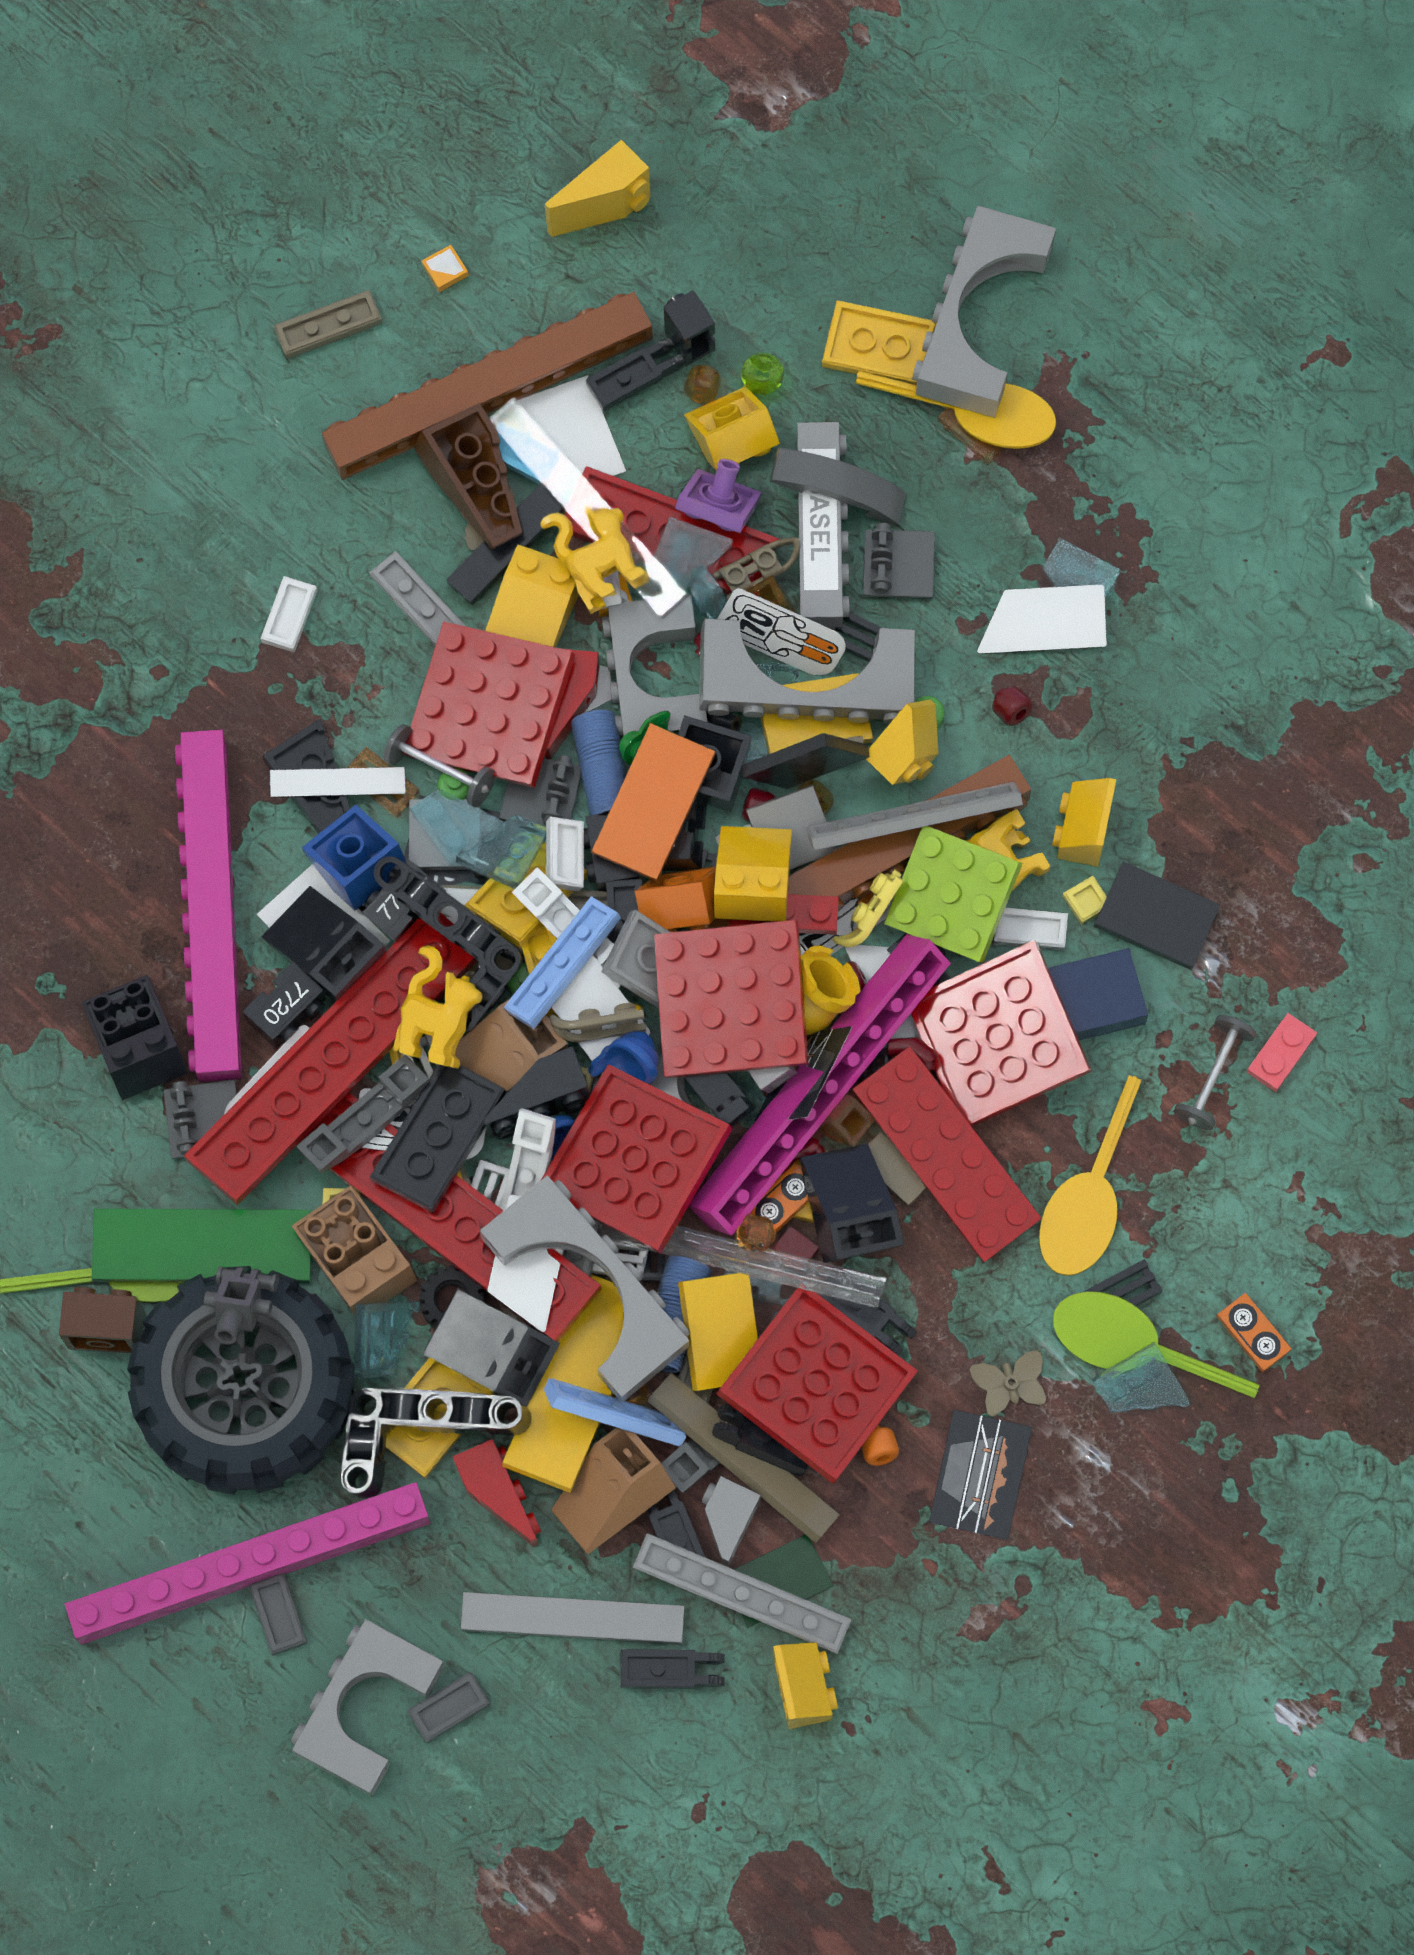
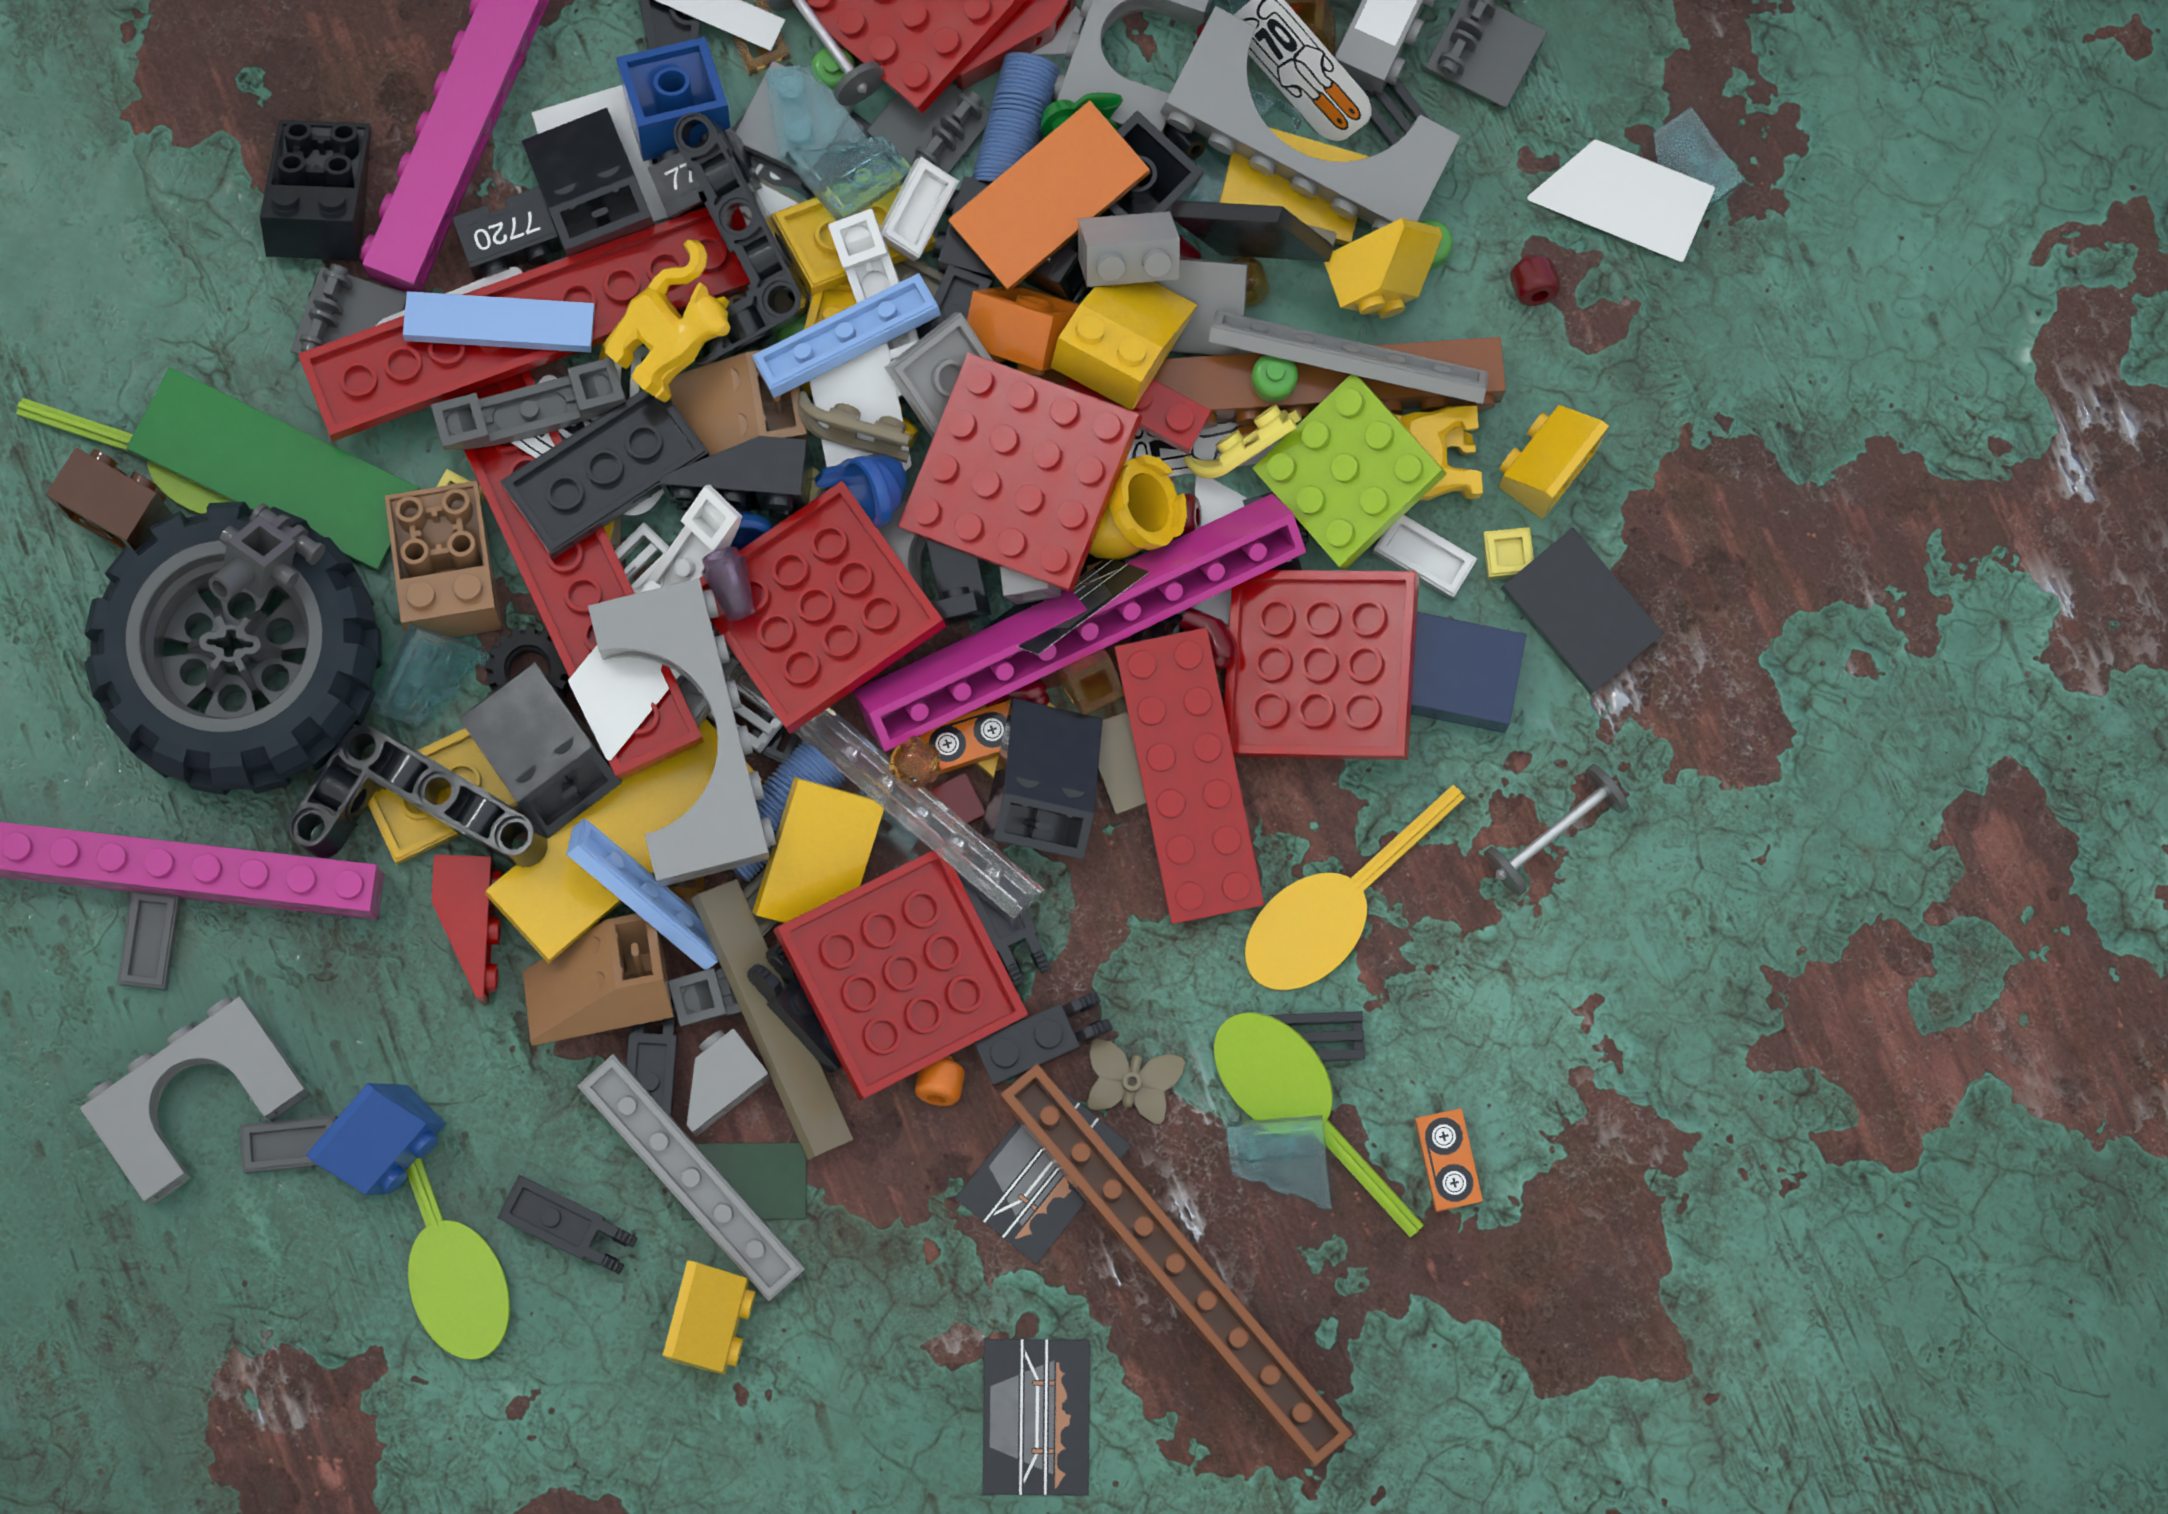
camera: 20 degrees right, 5 degrees up
(314, 1067) = (498, 322): none -> light blue tile
(513, 1669) = (378, 1138): none -> blue slope
(564, 1165) = (729, 579): none -> clear purple cone
(572, 1618) = (485, 1110): light grey tile -> none
(605, 1738) = (455, 1280): none -> lime piece
(728, 812) = (1128, 249): none -> light grey brick
(870, 855) = (1274, 378): none -> bright green piece
(932, 1386) = (1037, 1040): none -> black hinge
(1060, 1644) = (1036, 1417): none -> black sticker
(1105, 1492) = (1175, 1266): none -> dark orange brick
(1281, 1052) = (1649, 843): coral plate -> none

